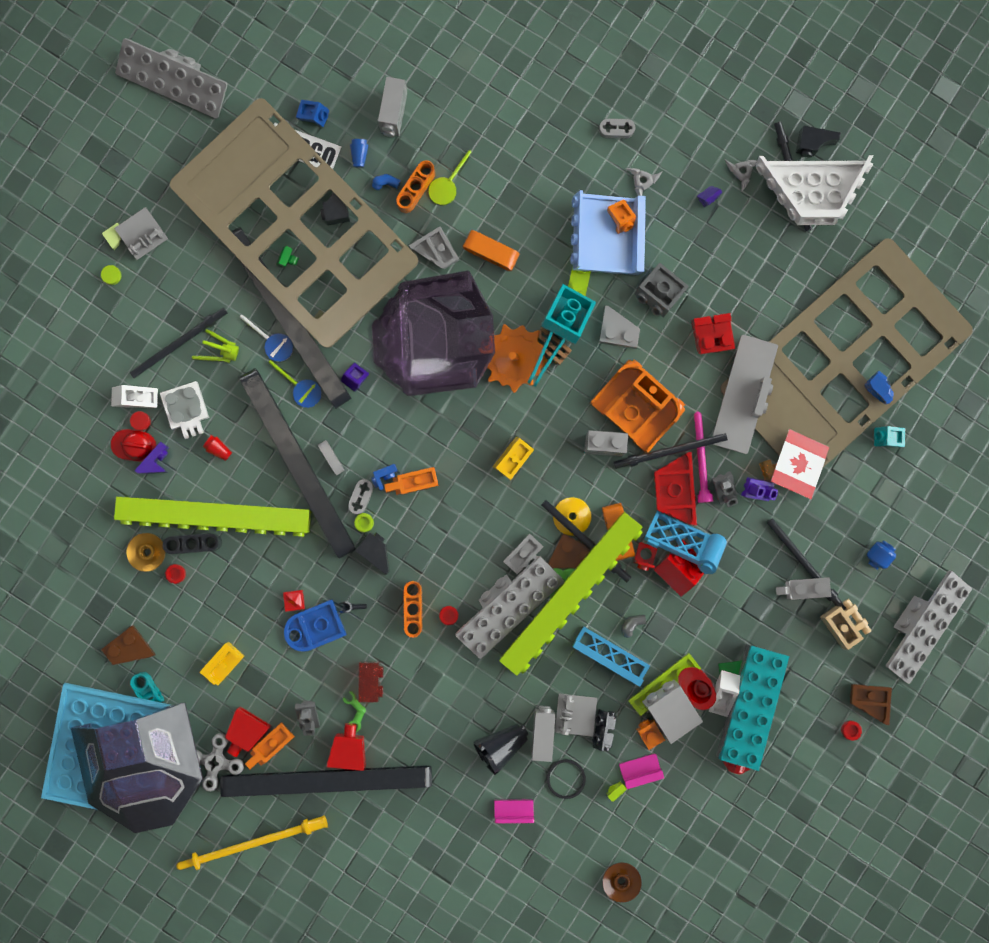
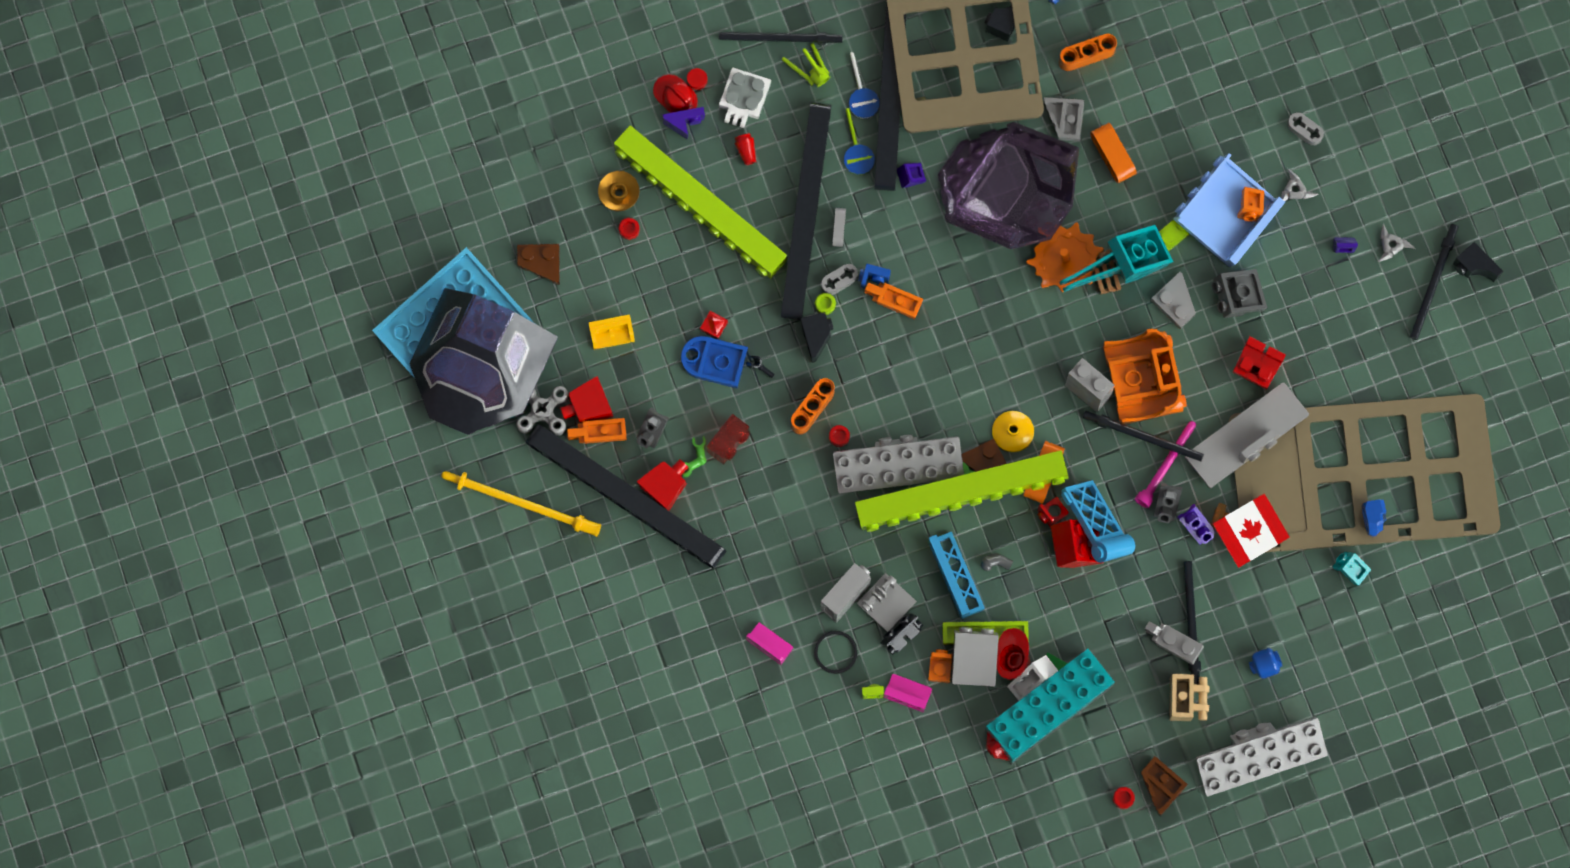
camera: 40 degrees right, 10 degrees down
(134, 397) = (708, 54): white arch -> none
(148, 690) = (531, 308): teal piece -> none
(183, 547) = (659, 204): black beam -> none
(285, 257) = (928, 32): green tile -> none
(385, 179) = (1060, 25): blue arm -> none
(443, 190) = (1110, 72): lime piece -> none
(501, 746) = (800, 577): black cone -> none
(513, 458) = (998, 341): yellow hinge -> none
(523, 554) = (945, 428): light grey hinge -> none
(582, 537) = (1017, 500): black bar -> none
(626, 891) = (818, 763): reddish brown dish -> none
(676, 490) = (1123, 473): red wing -> none
(814, 189) = (1442, 303): white piece -> none

